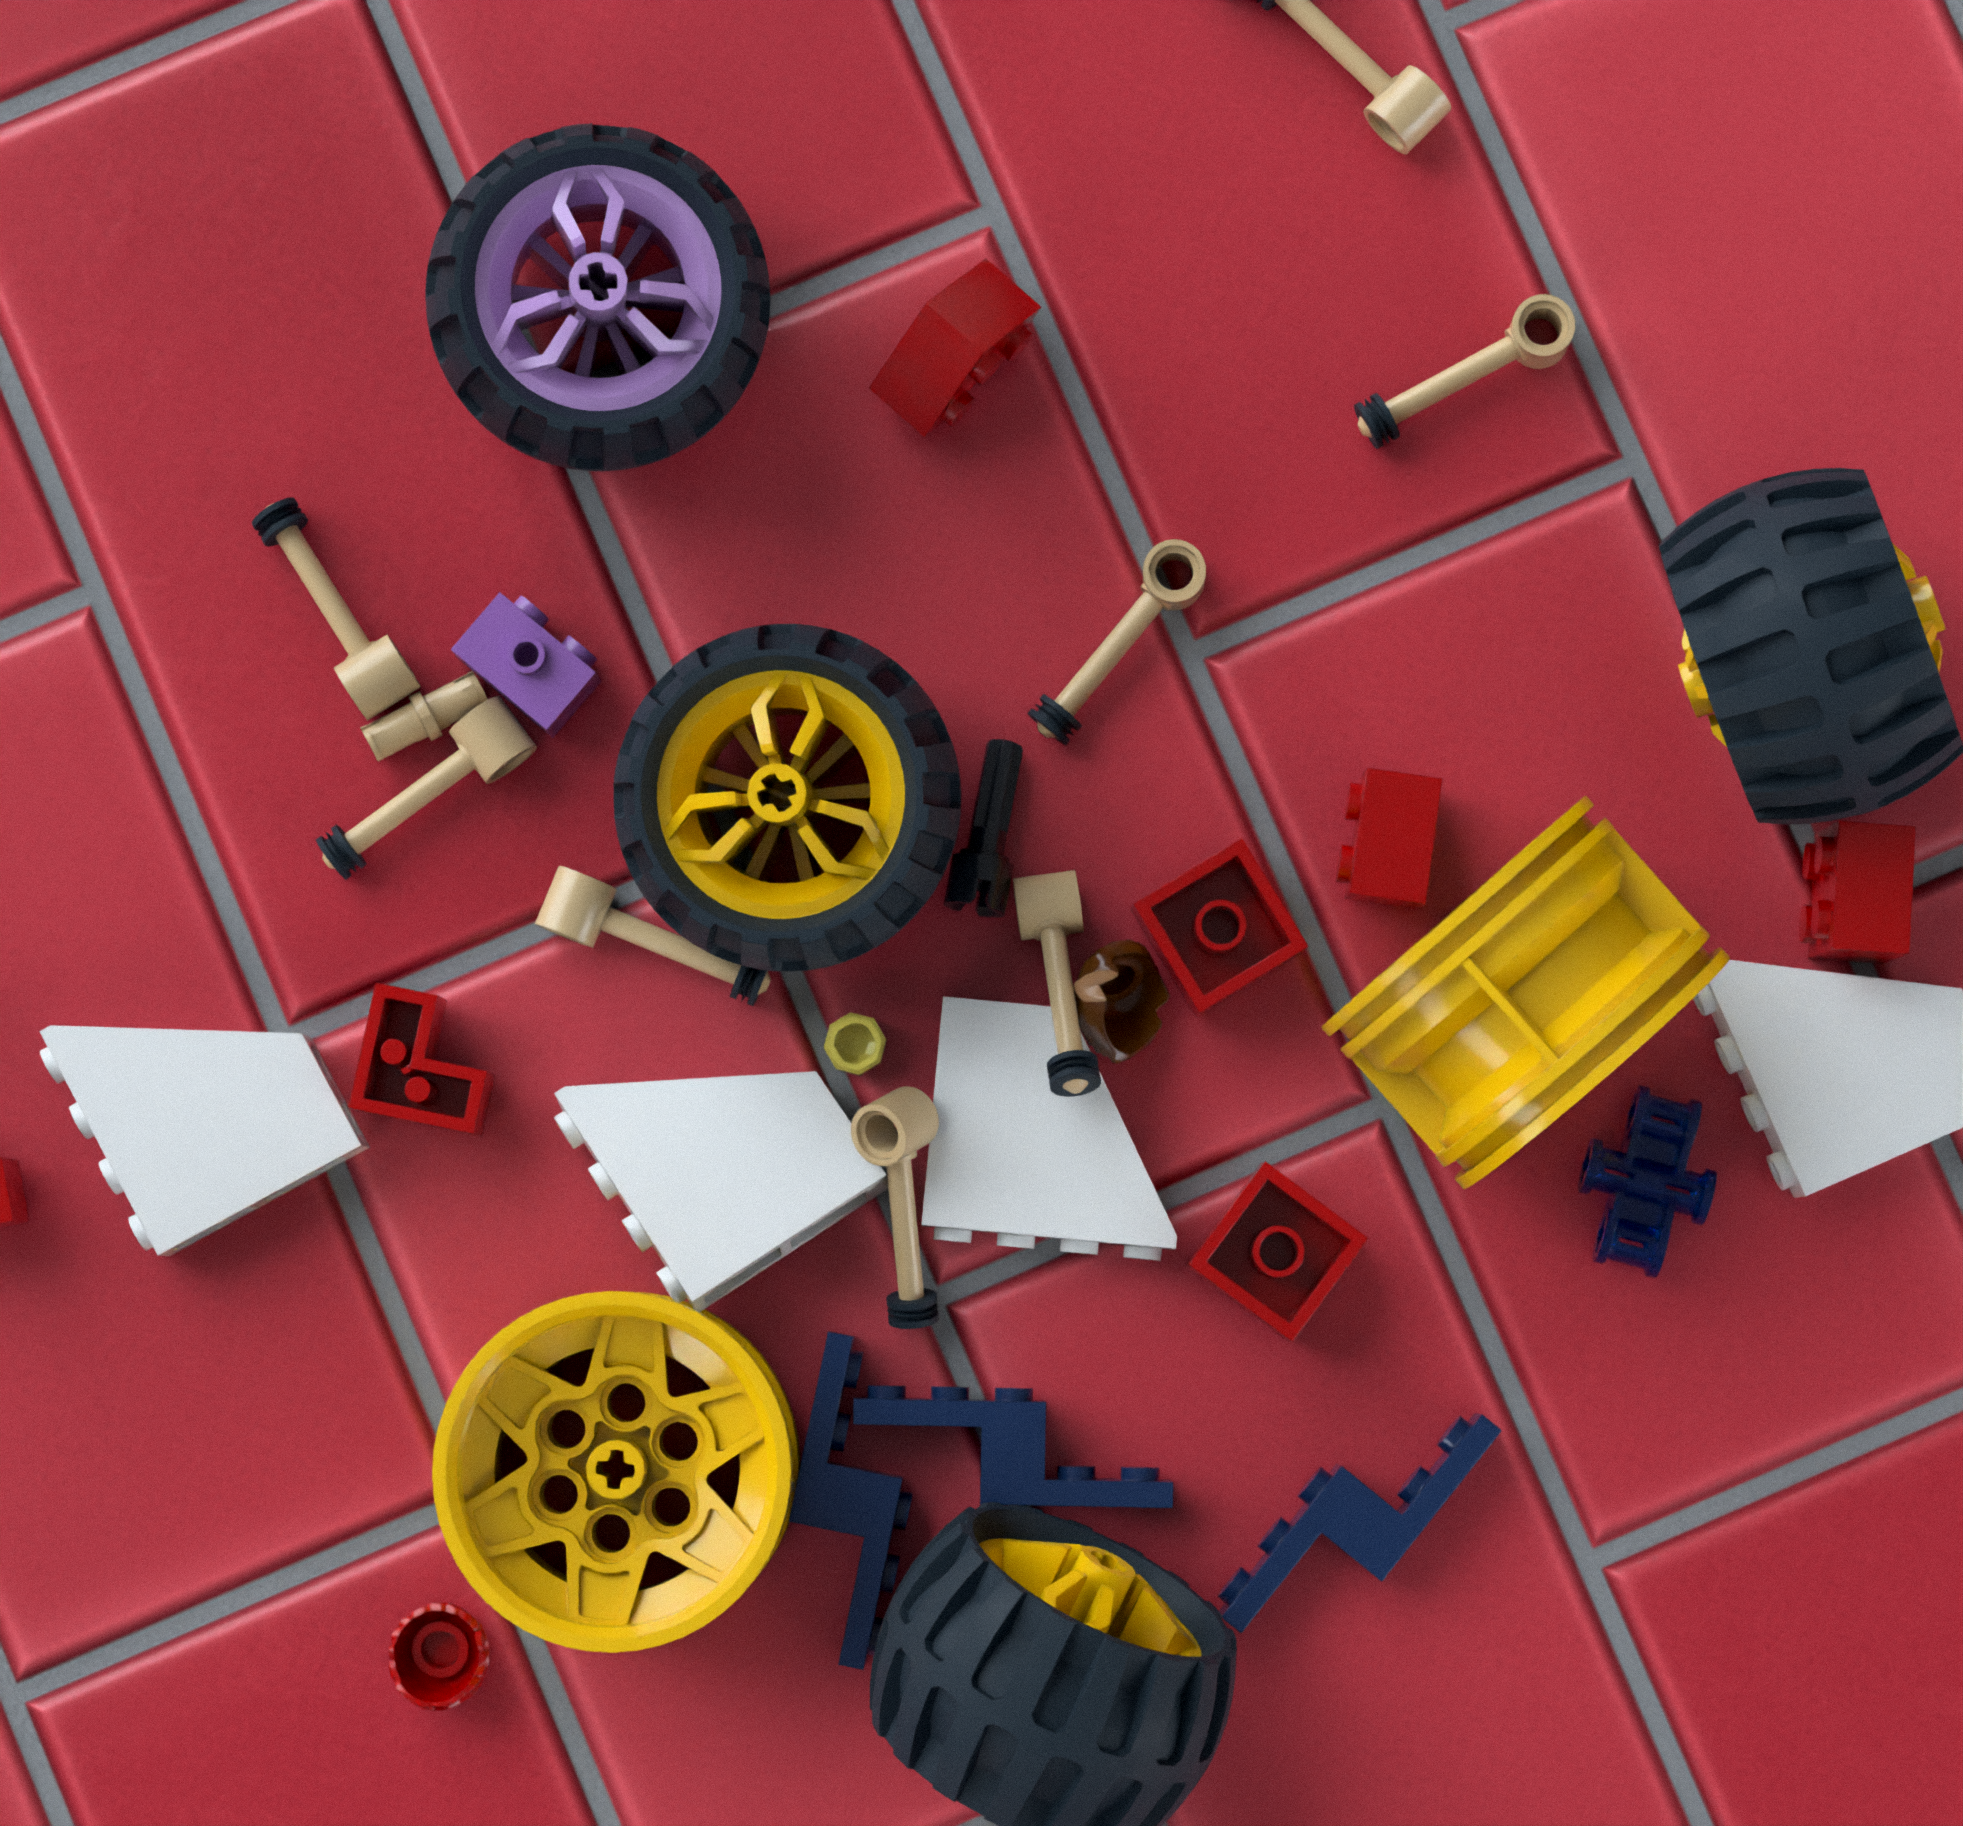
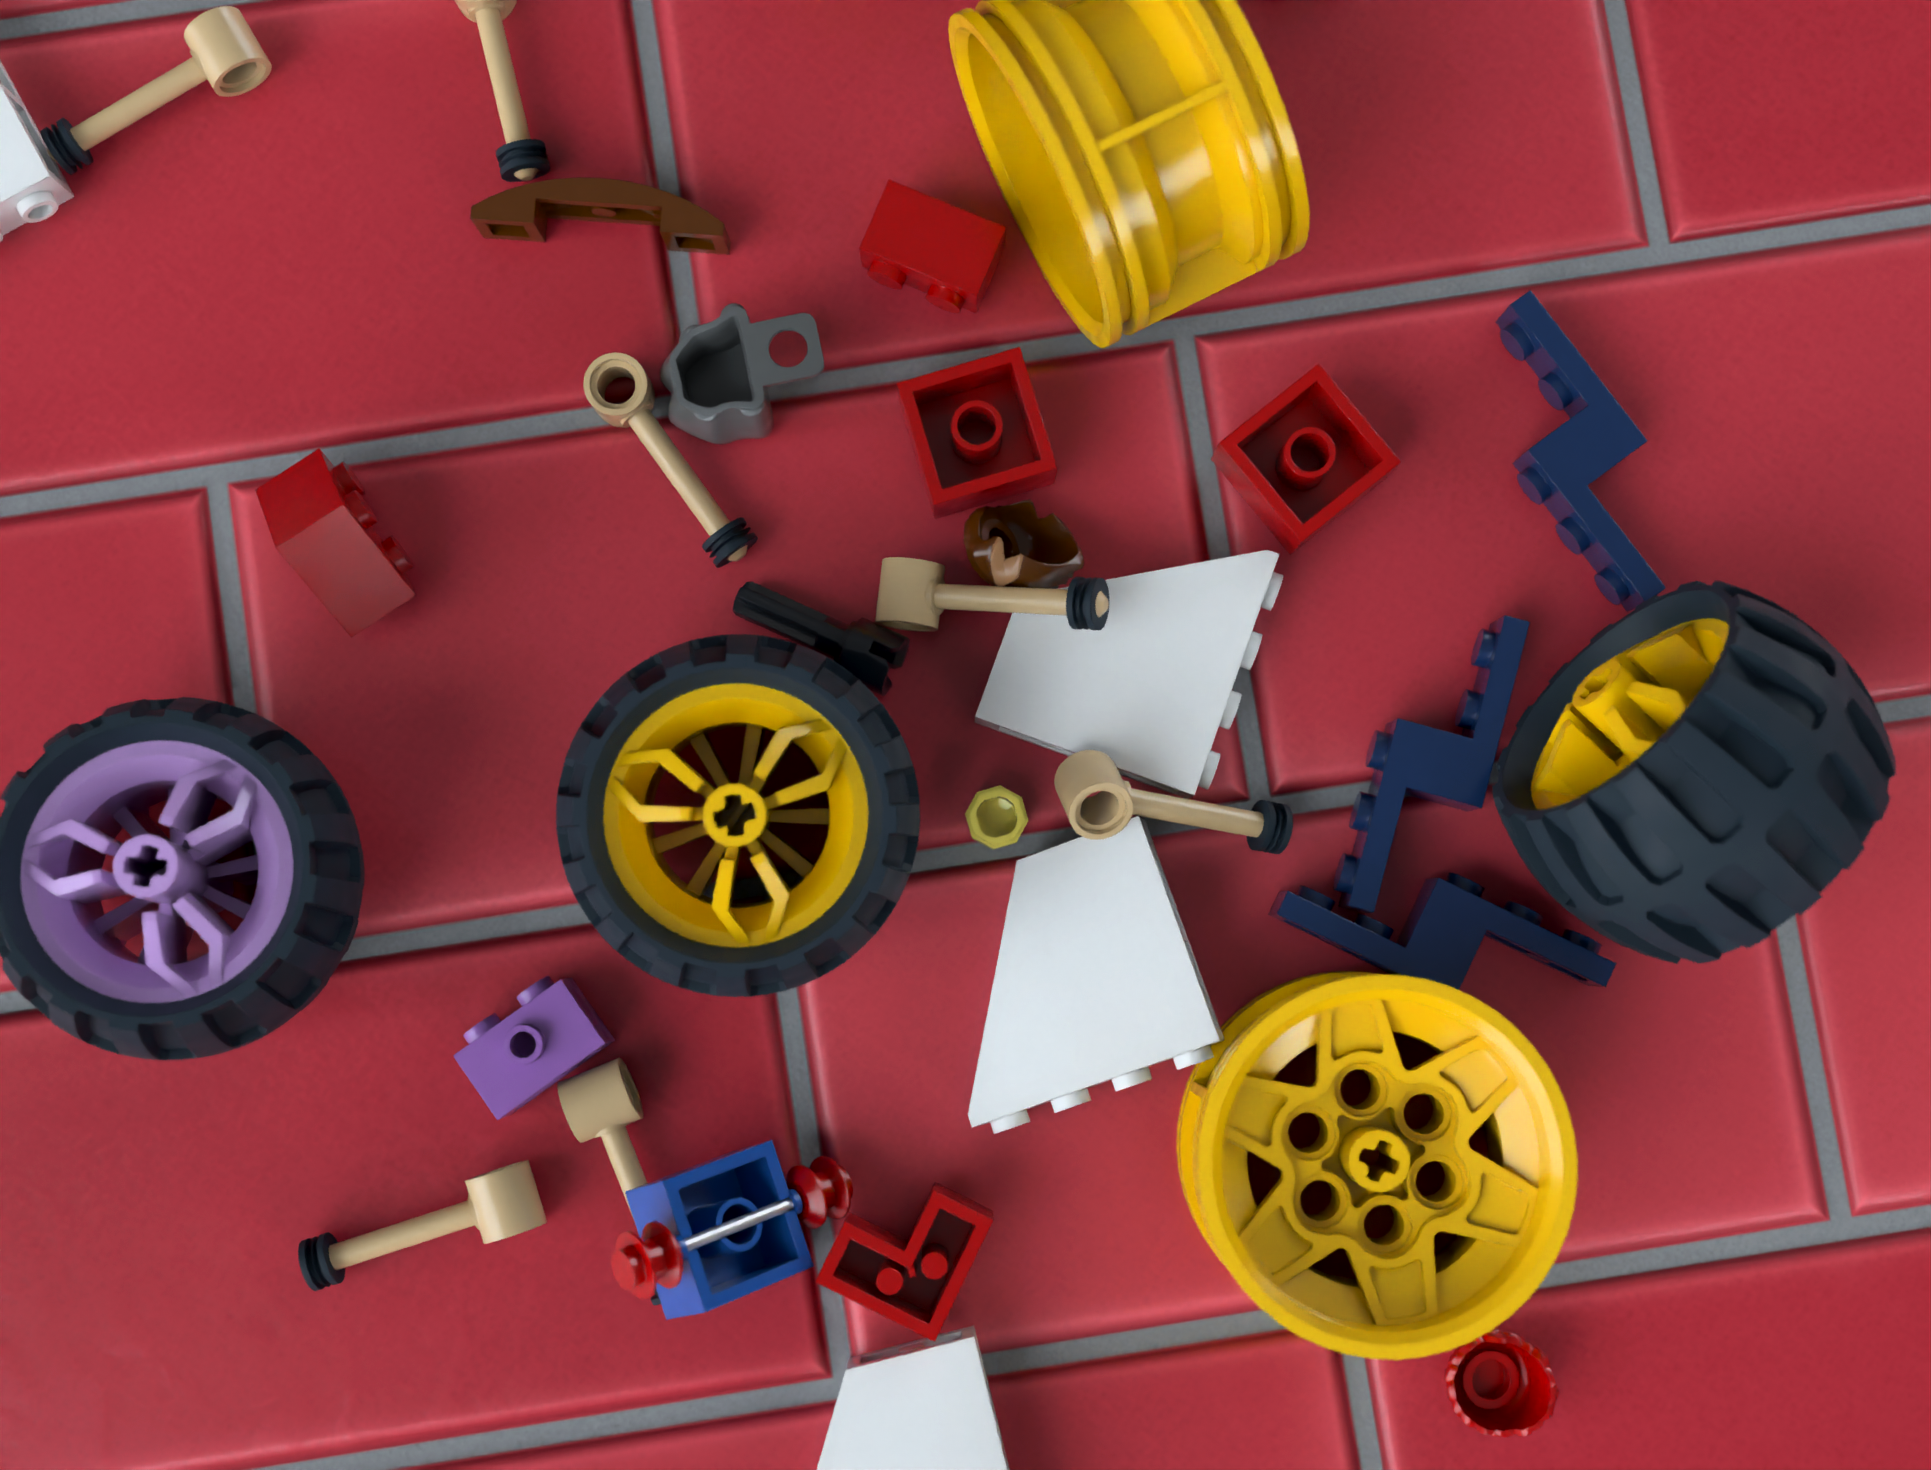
camera: 75 degrees left, 0 degrees up
(405, 888) = (725, 1228): none -> blue brick
(424, 716) = (558, 1164): tan pin -> none
(581, 909) = (792, 1052): tan piece -> none
(1209, 673) = (724, 372): none -> dark grey piece
(1323, 439) = (524, 211): none -> reddish brown slope
(1652, 1157) = (1339, 108): clear blue axle -> none

